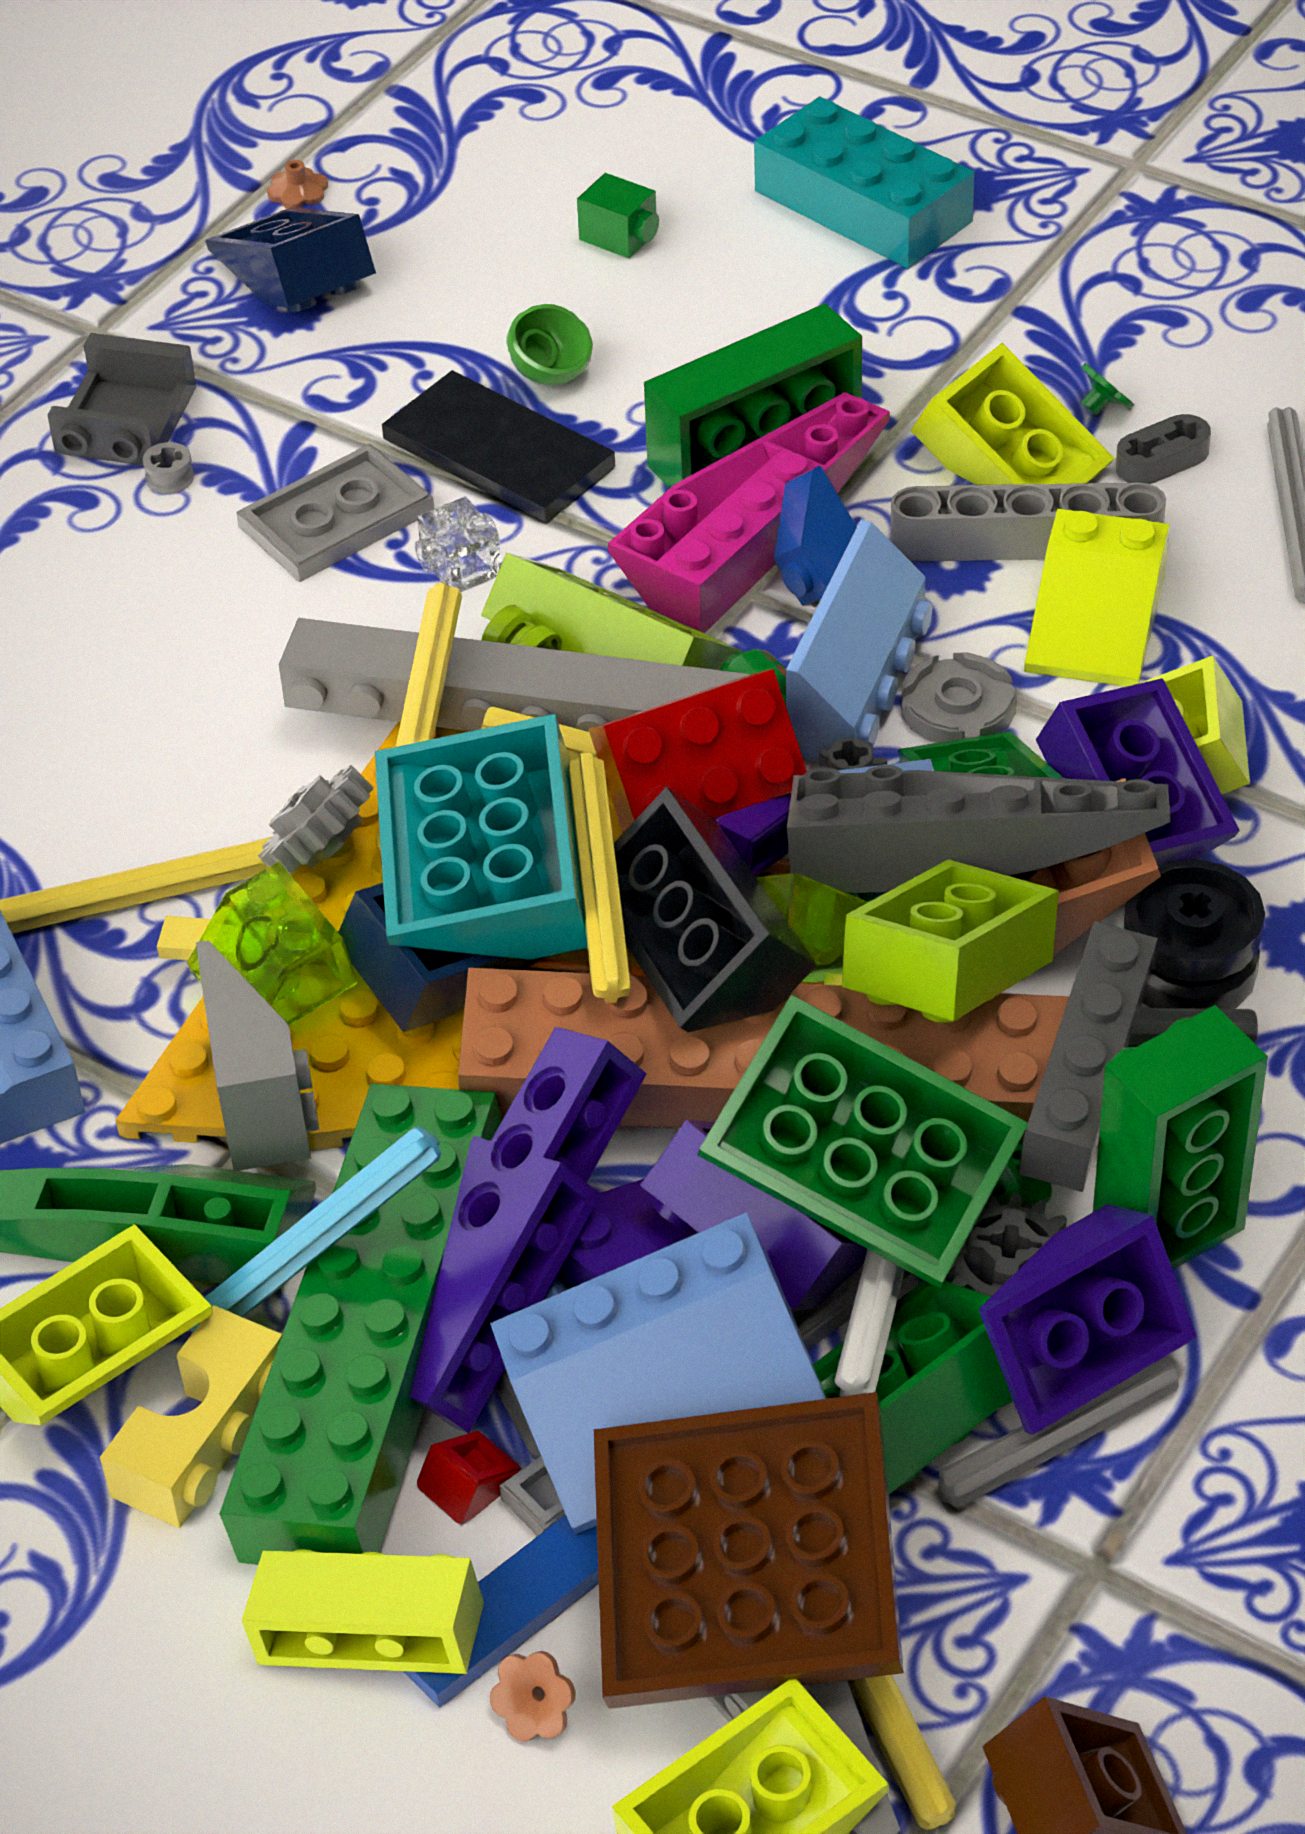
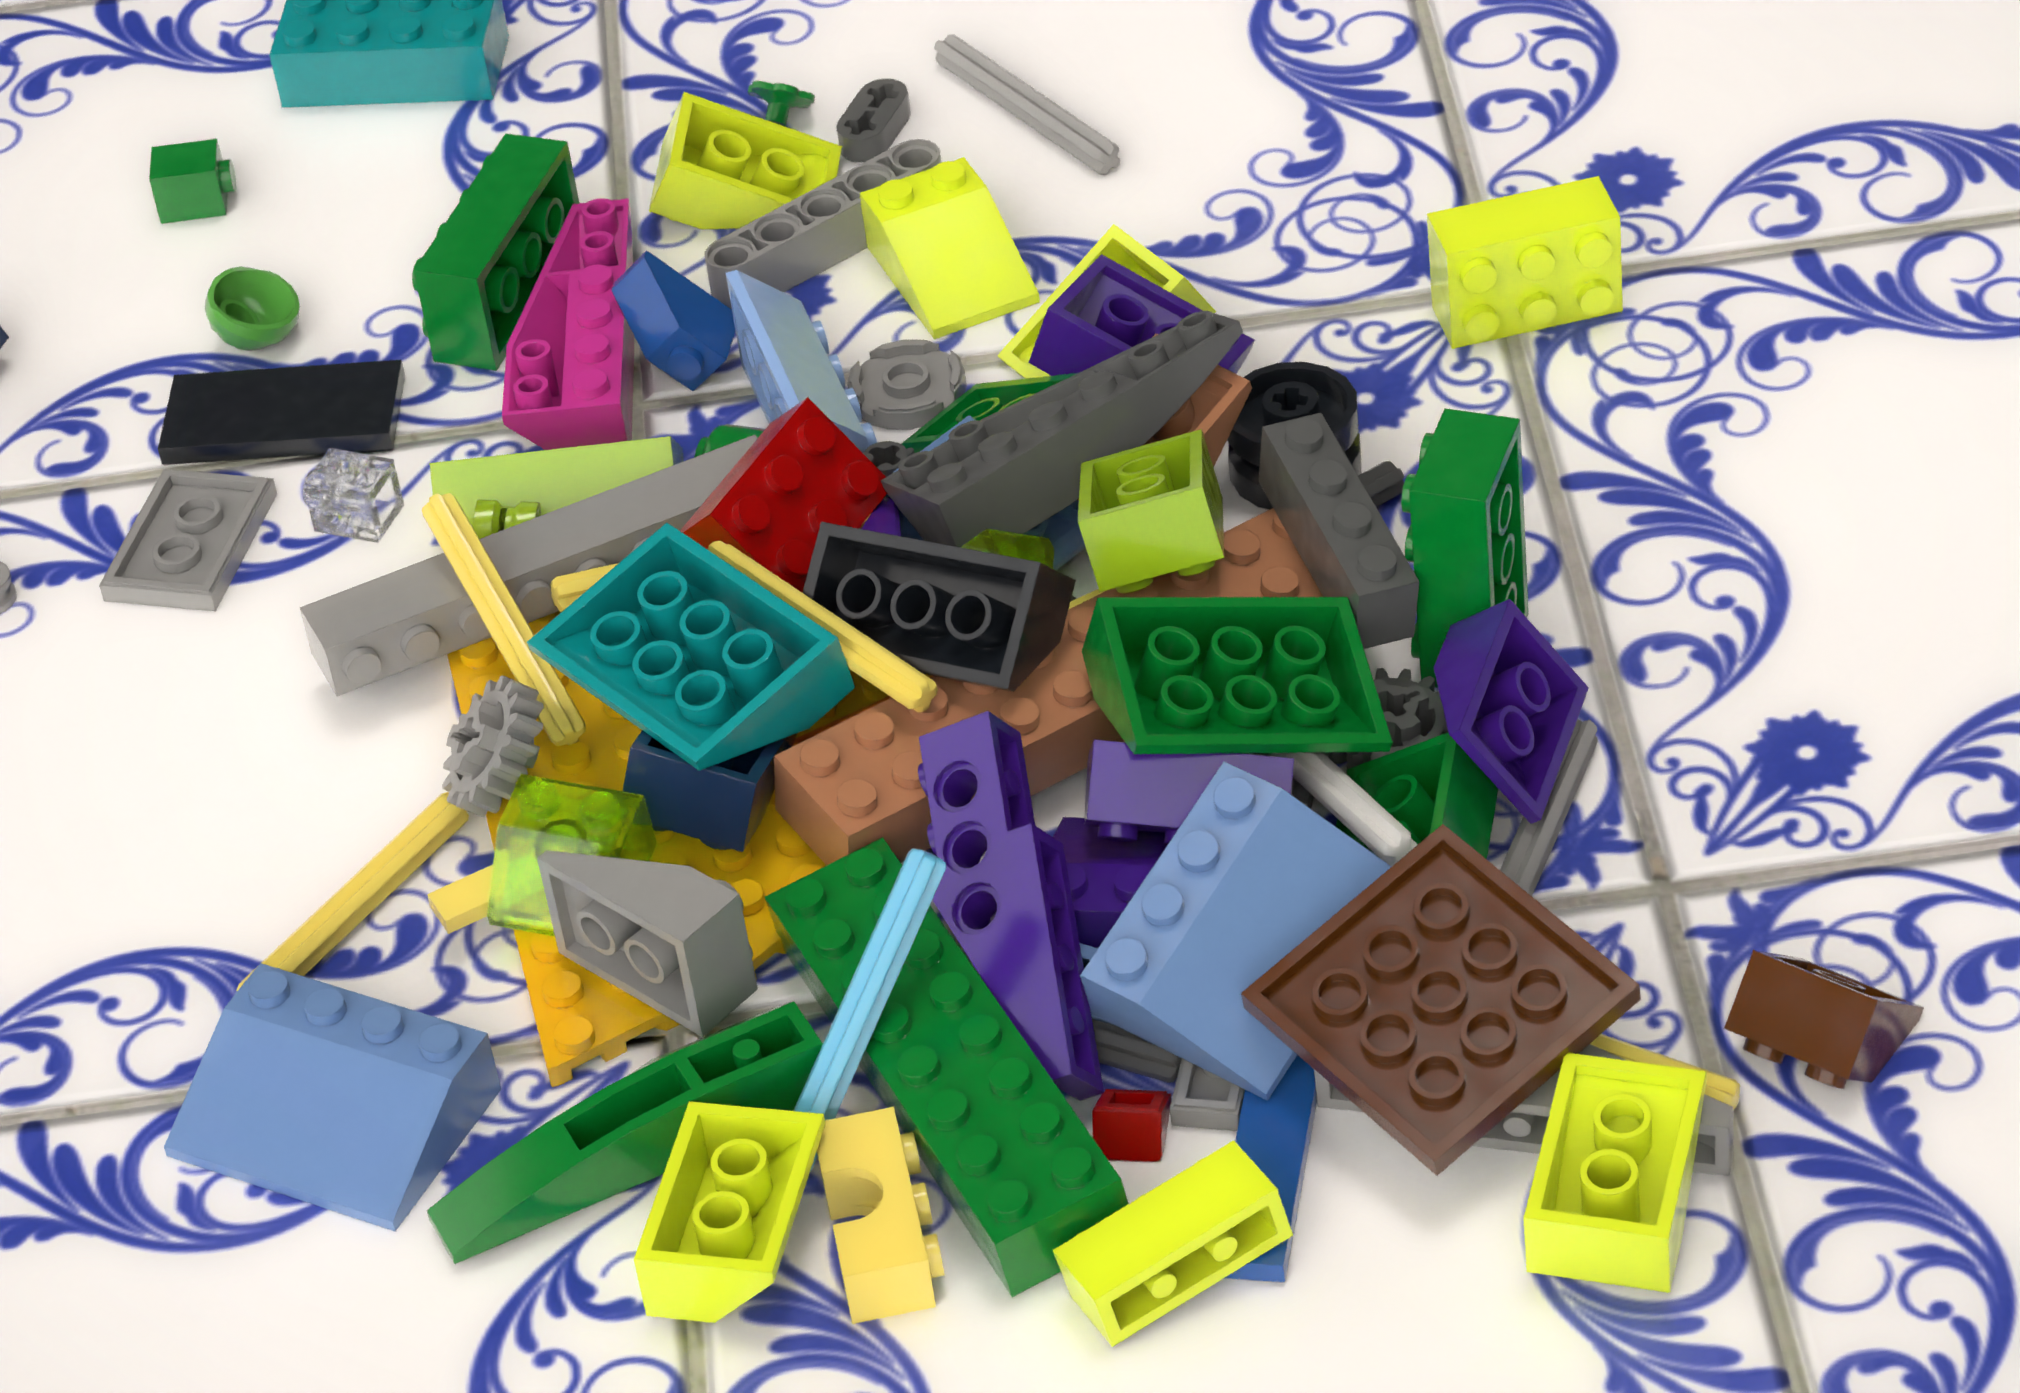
camera: 35 degrees left, 5 degrees down
(532, 1696) = (1361, 1236): nougat plant -> none

